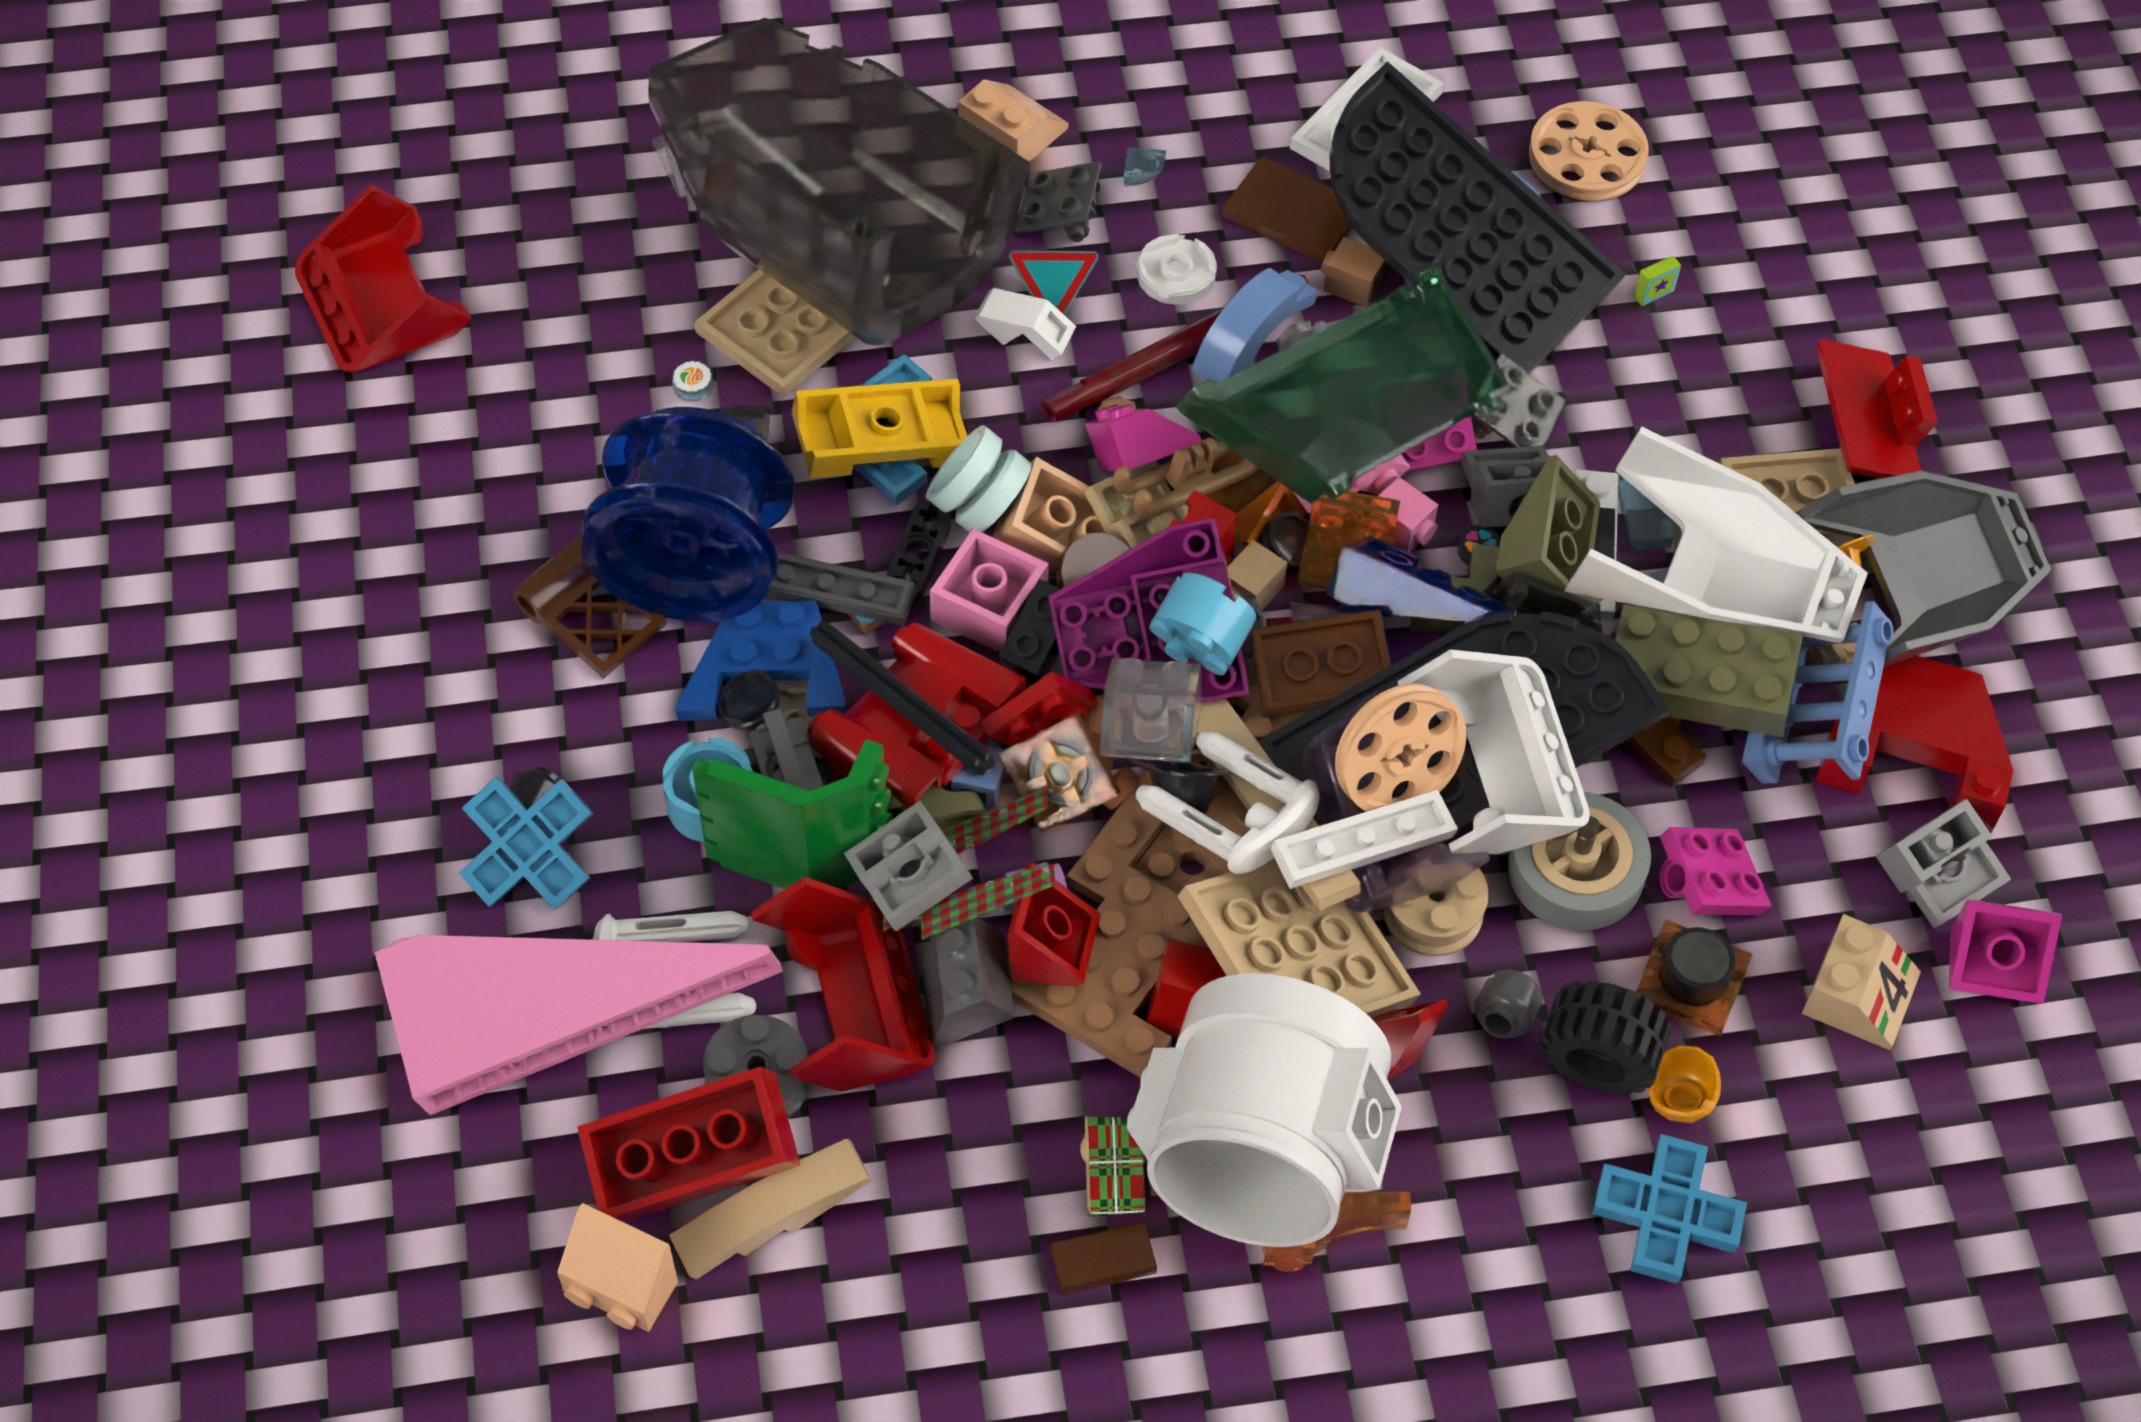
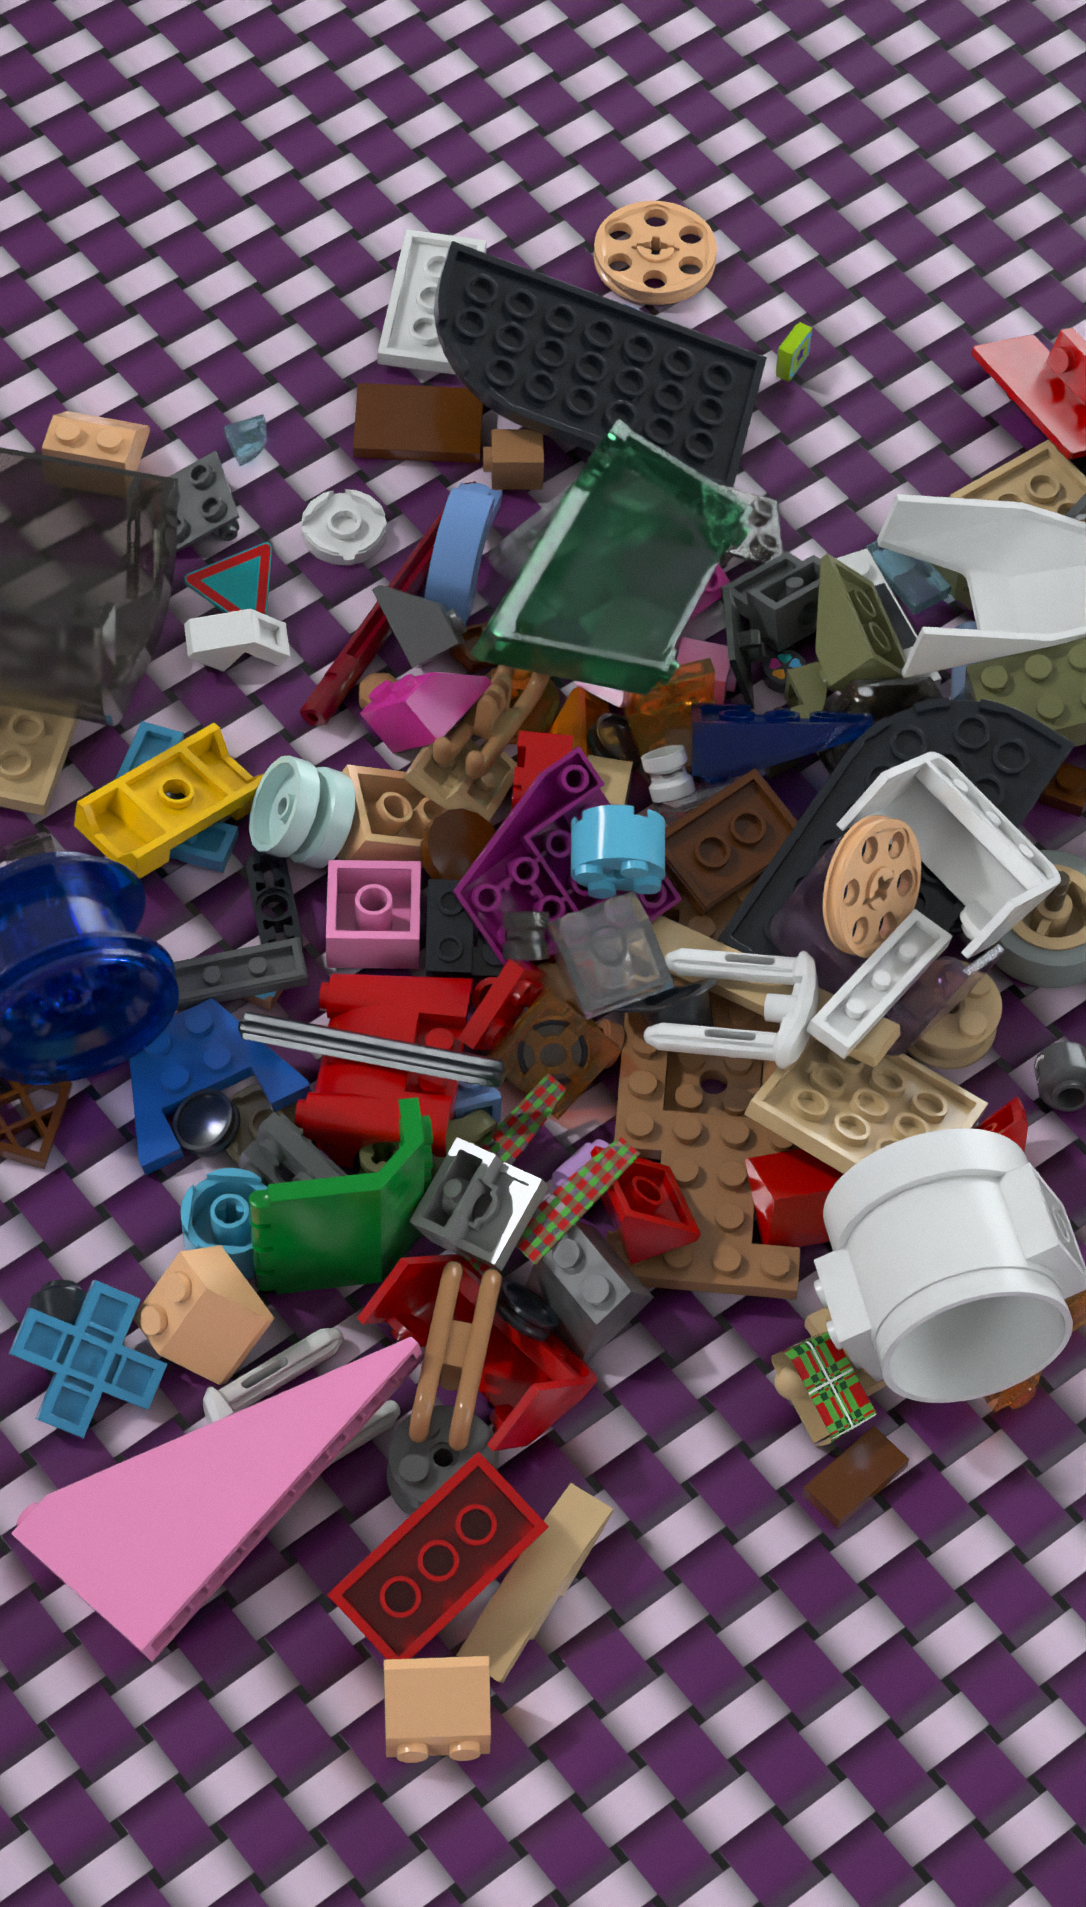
camera: 30 degrees left, 0 degrees up
(636, 849) = (204, 1314): none -> light nougat slope
(810, 977) = (456, 1350): none -> medium nougat piece
(900, 976) = (525, 1311): none -> black piece
(1087, 660) = (525, 935): none -> clear smoke wheel
(1174, 367) = (421, 625): none -> dark grey slope
(1310, 584) = (668, 773): none -> white wheel
(1441, 507) = (743, 648): none -> pearl dark grey piece

